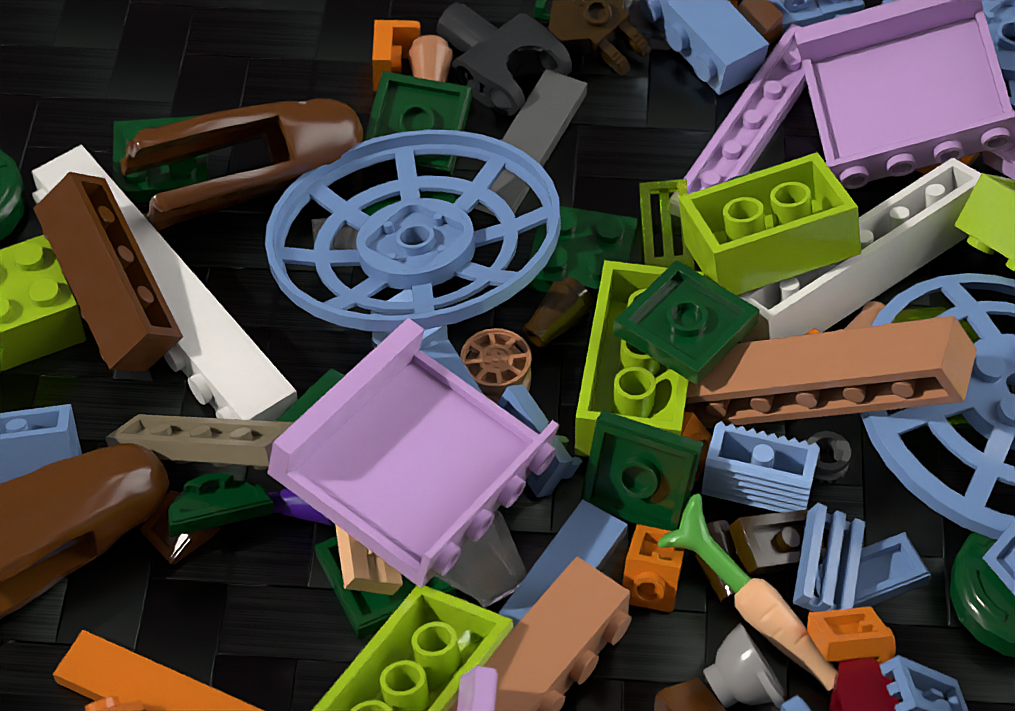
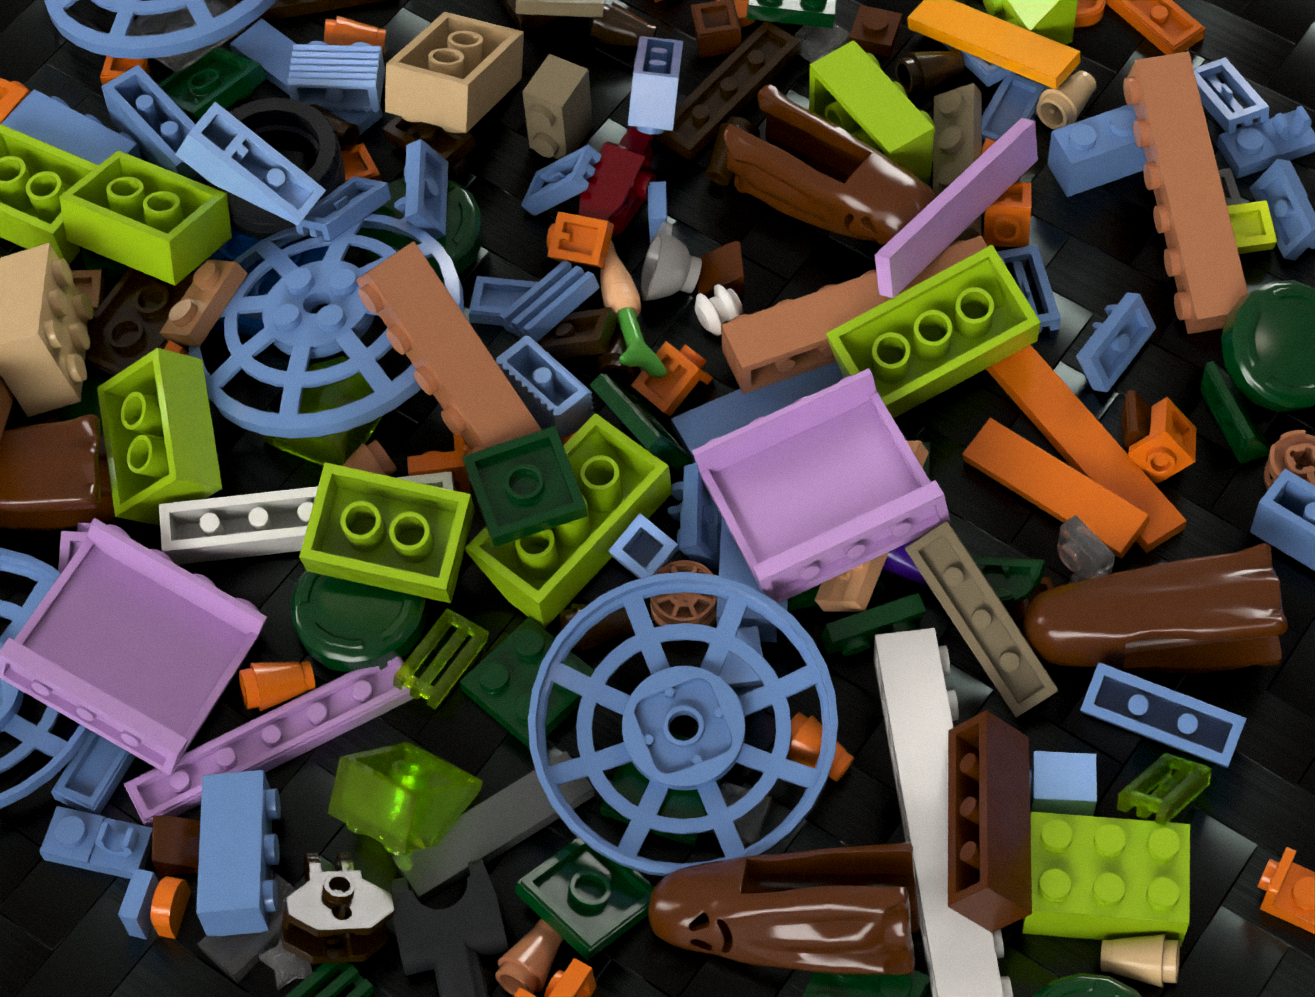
camera: 145 degrees left, 5 degrees up
(67, 368) = (1063, 783): none -> light blue brick
(138, 581) = (1083, 551): none -> clear bracket
(204, 640) = (1055, 486): none -> orange tile
(283, 310) = (806, 743): none -> orange cone
(554, 370) = (644, 548): none -> light blue brick
(608, 113) = (401, 796): none -> clear neon green slope
(659, 660) = (718, 309): none -> white wheel
(786, 142) = (274, 683): none -> orange cone

